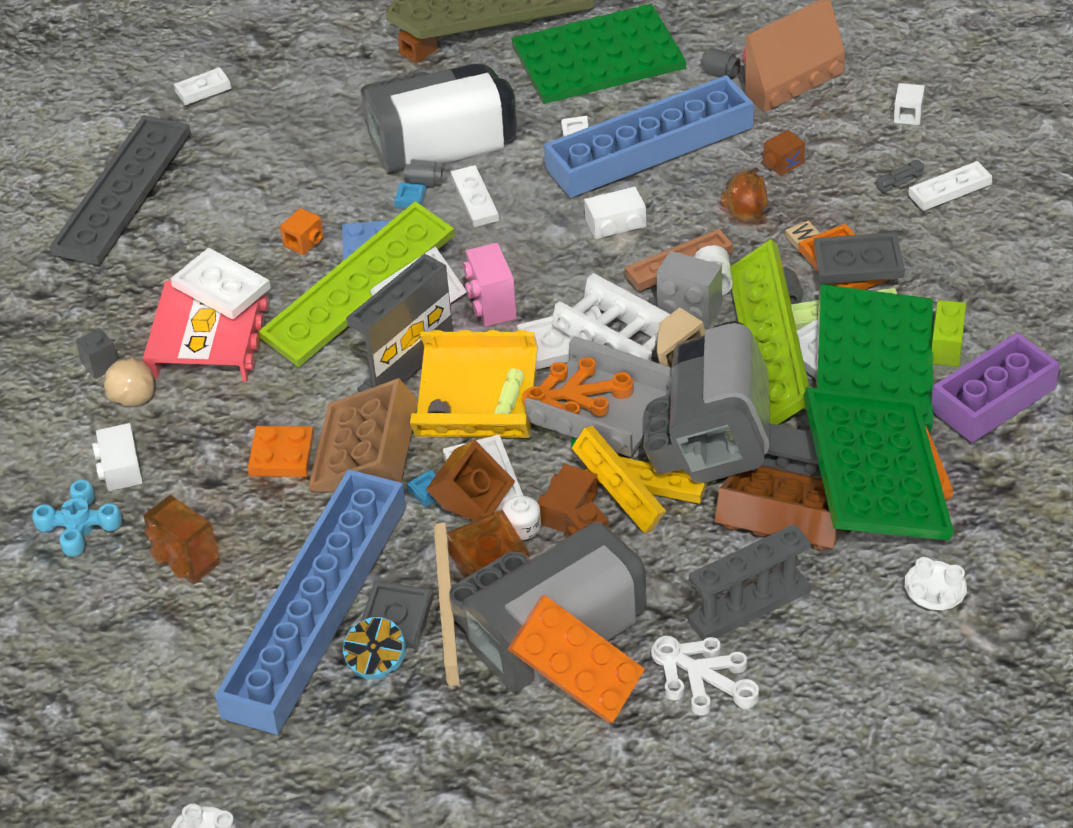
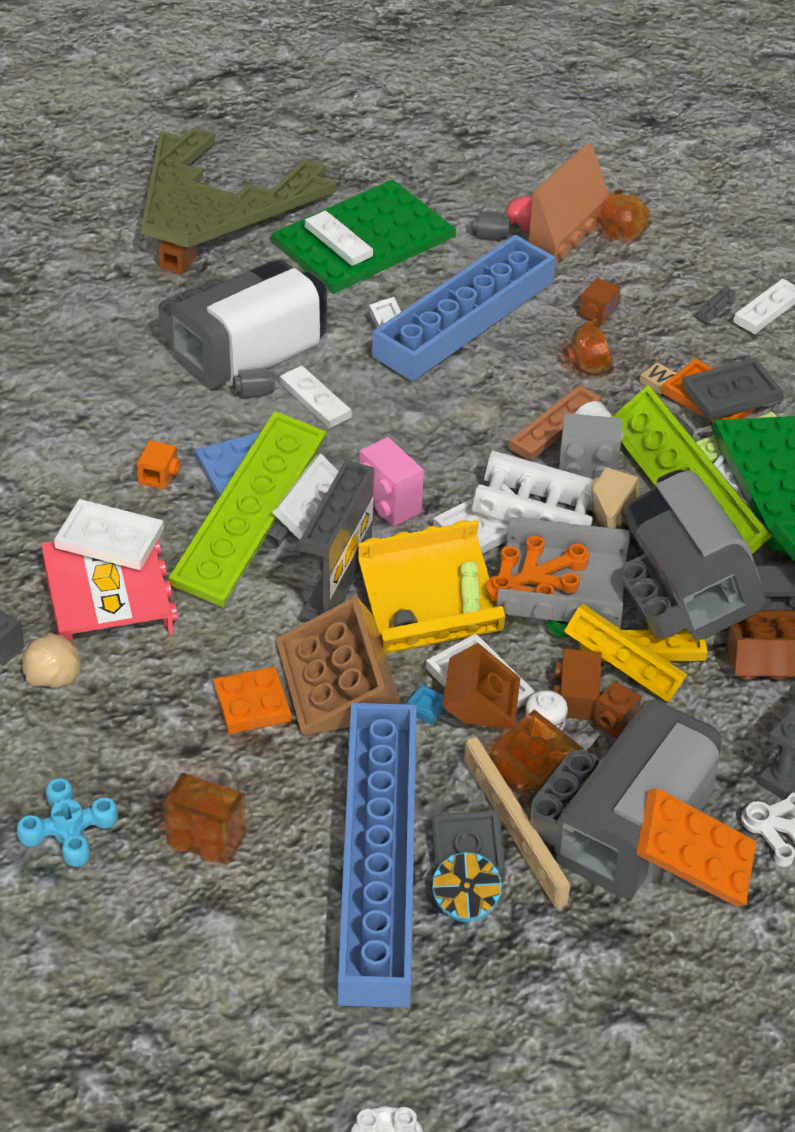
camera: 25 degrees left, 0 degrees up
(118, 457) = (80, 745): white brick -> none
(409, 193) = (248, 408): dark azure tile -> none
(566, 52) = (338, 238): none -> white plate
(615, 212) = (469, 387): white brick -> none
(849, 75) = (624, 216): none -> clear orange cylinder
(909, 104) = (689, 236): white brick -> none

